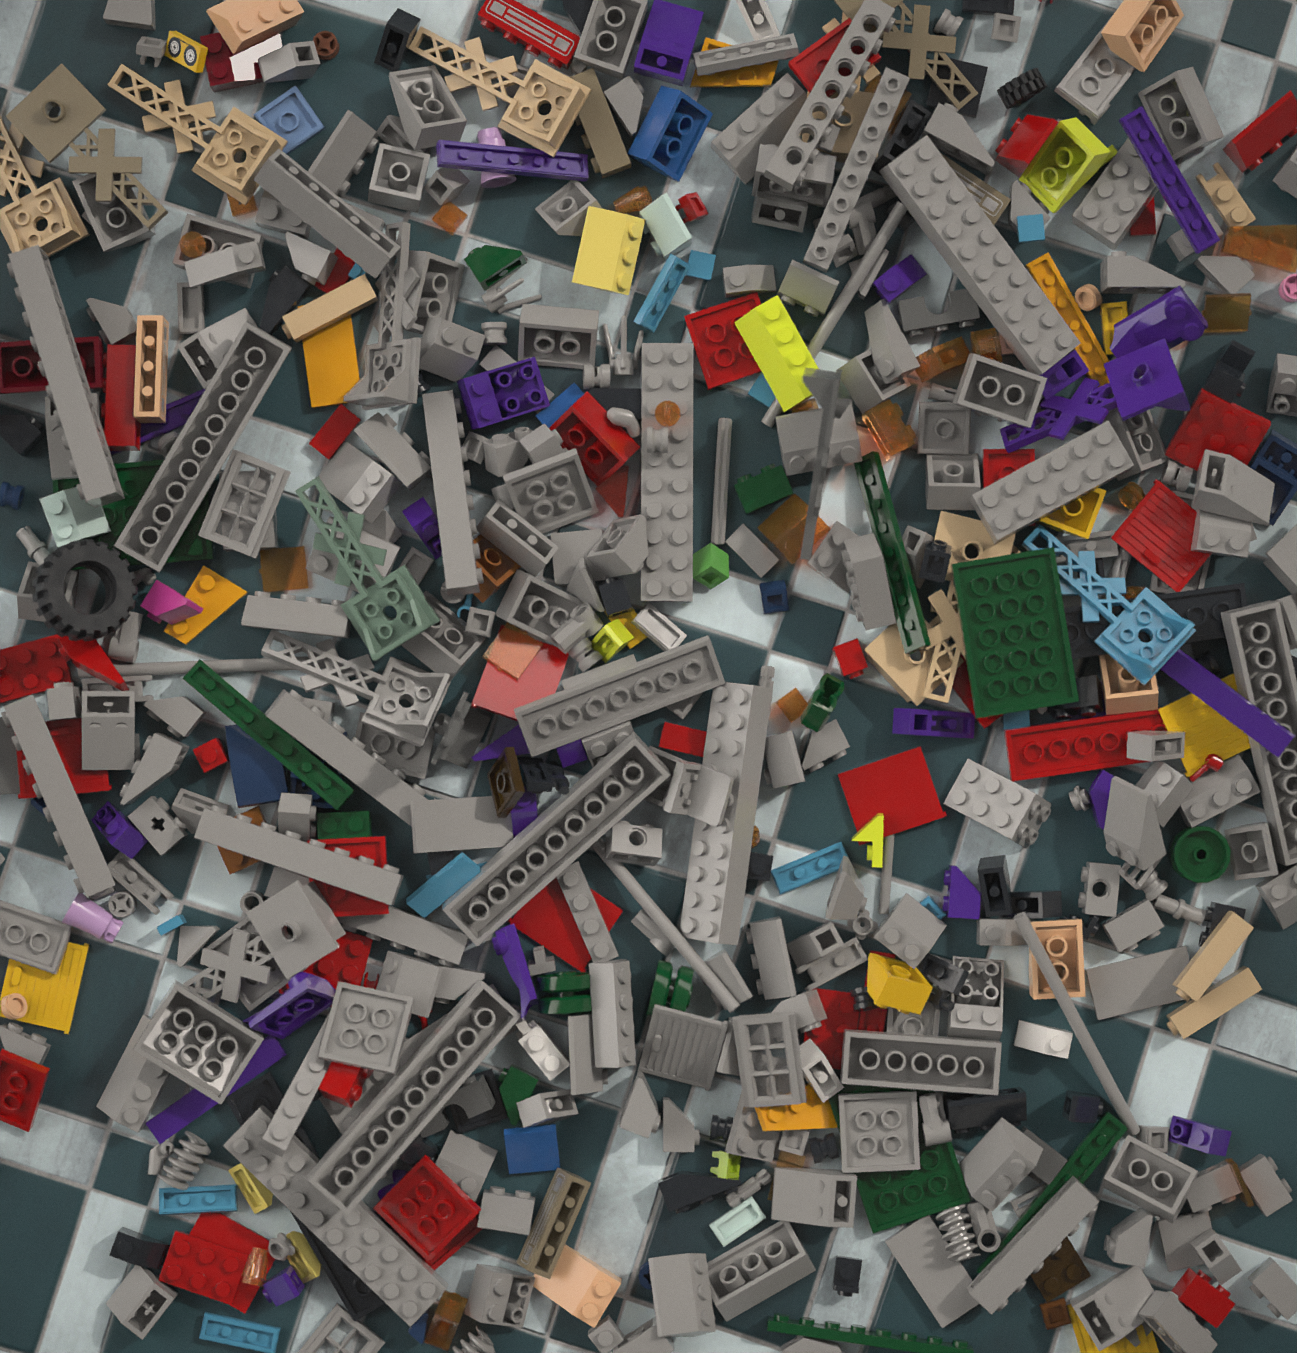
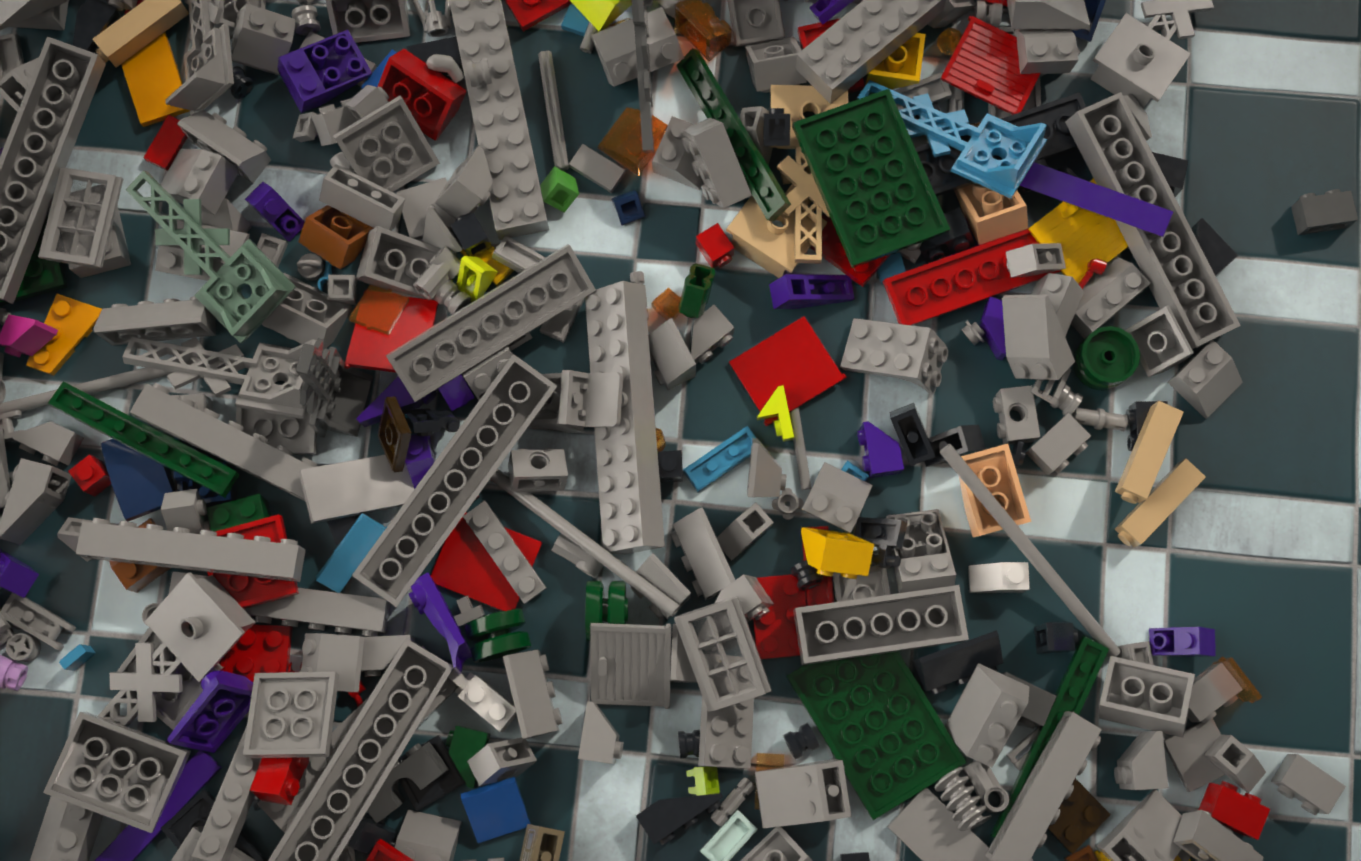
camera: 15 degrees left, 10 degrees down
(145, 821) = (34, 553): light grey brick -> none
(192, 940) = (99, 671): light grey slope -> none
(283, 569) = (139, 282): clear orange piece -> none
(451, 495) = (287, 168): light grey brick -> none
(596, 376) = (411, 36): light grey wheel -> none
(612, 1014) = (549, 645): light grey slope -> none
(614, 491) = (450, 137): clear red slope -> none
(667, 413) = (484, 47): clear orange tile -> none
(677, 1129) = (645, 755): light grey slope -> none
(683, 739) = (566, 359): red tile -> none
(763, 488) = (595, 107): dark green brick -> none
(794, 1141) = (768, 739): light grey plate -> none
(808, 1115) = (770, 709): light orange wing -> none
(818, 1071) = (778, 659): white slope -> none
(834, 963) = (768, 547): light grey hinge -> none
(879, 1131) = (854, 709): light grey plate -> none
(934, 1125) = (911, 690): light grey piece -> none
(999, 932) = (928, 479): light grey slope -> none
(1136, 982) = (1077, 501): light grey tile -> none
(1264, 1184) = (1271, 681): light grey brick -> none

